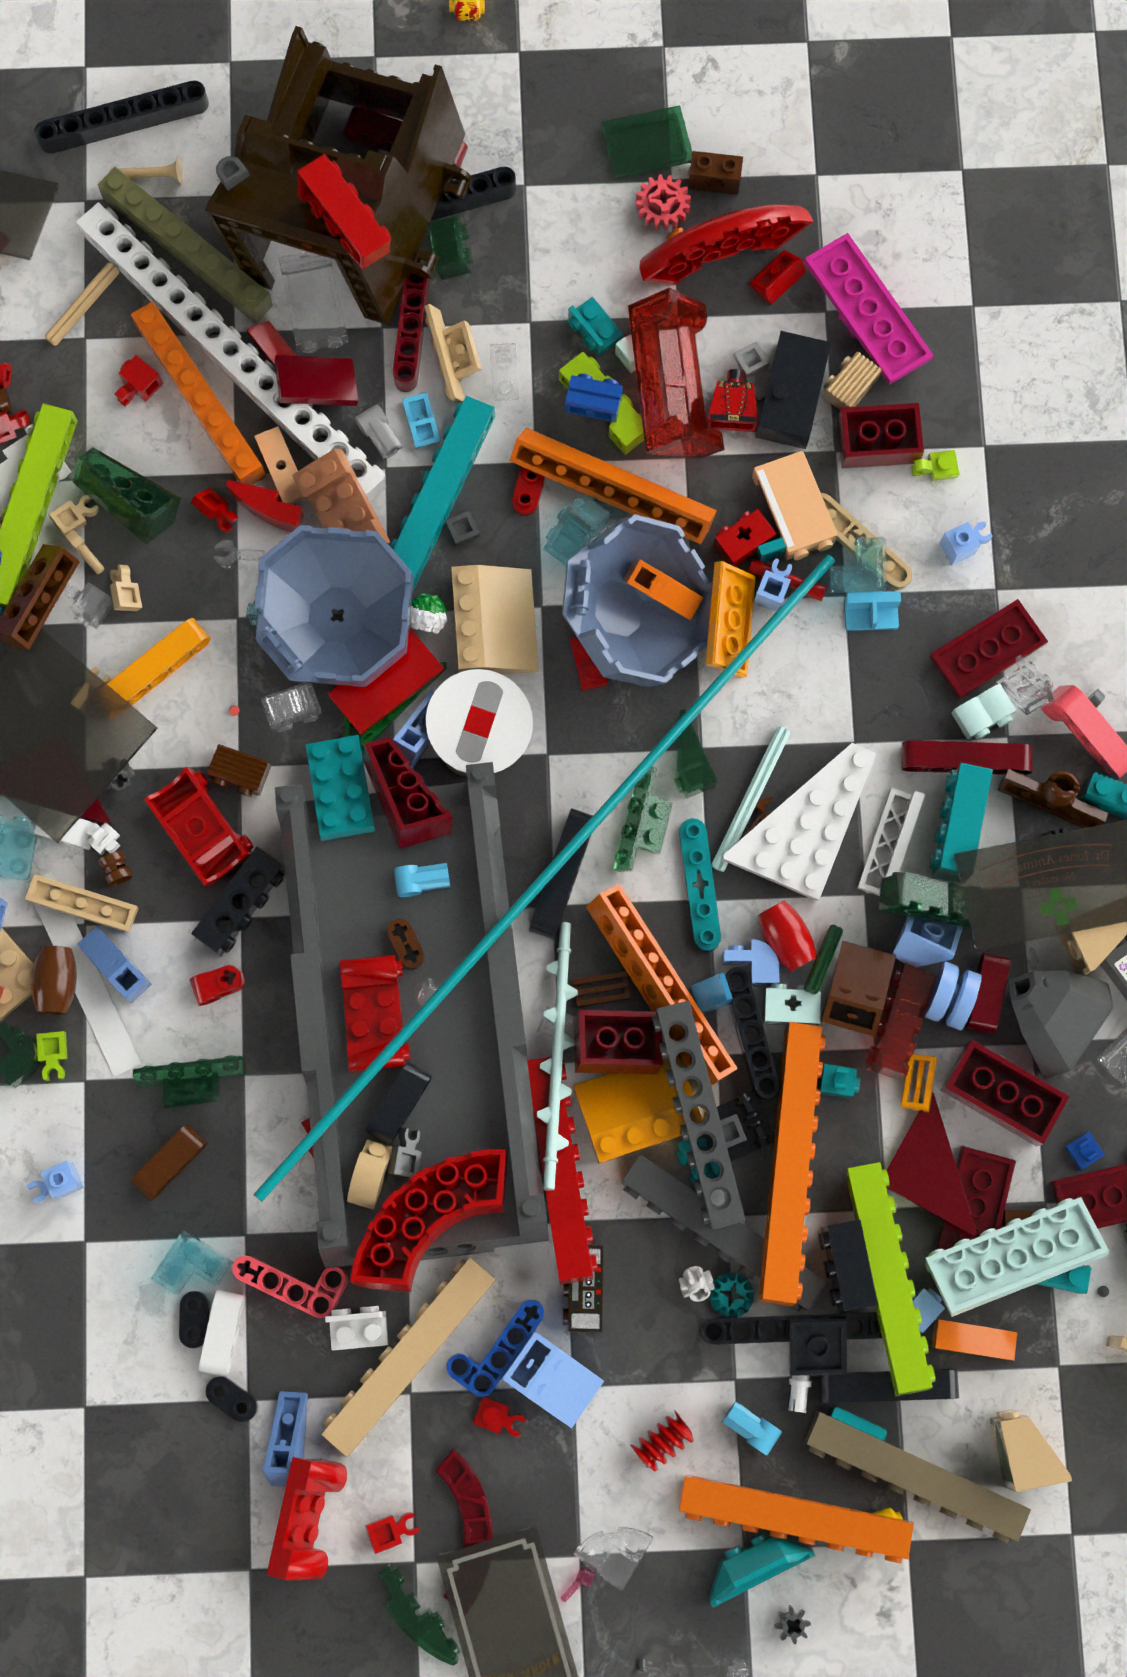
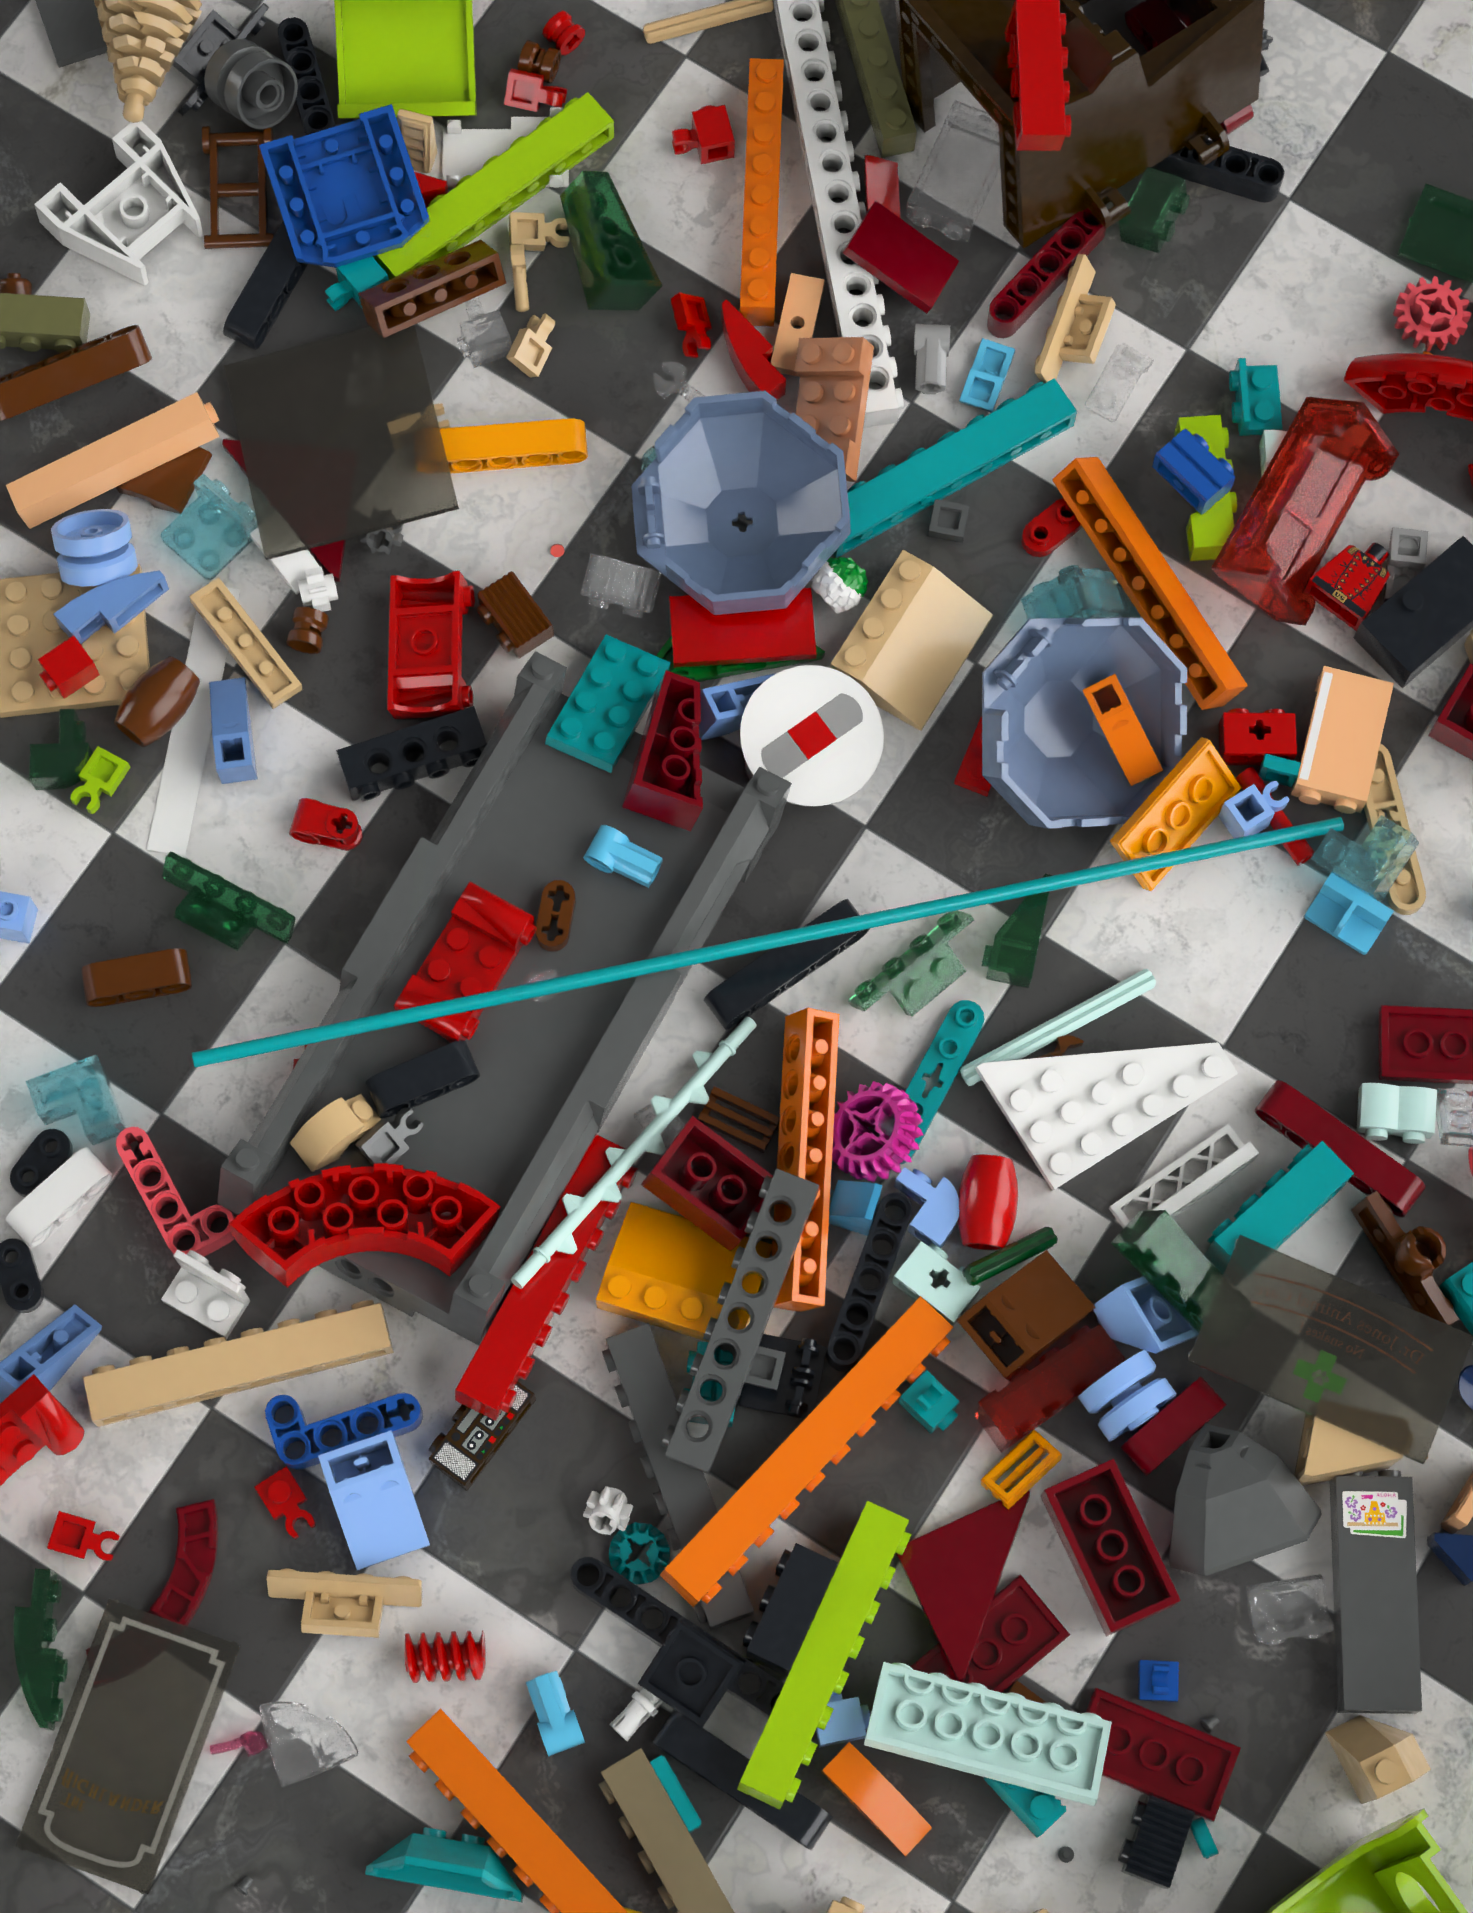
camera: 35 degrees right, 5 degrees down
(579, 1454) = (343, 1602): none -> tan bracket
(685, 962) = (889, 1114): none -> dark pink gear

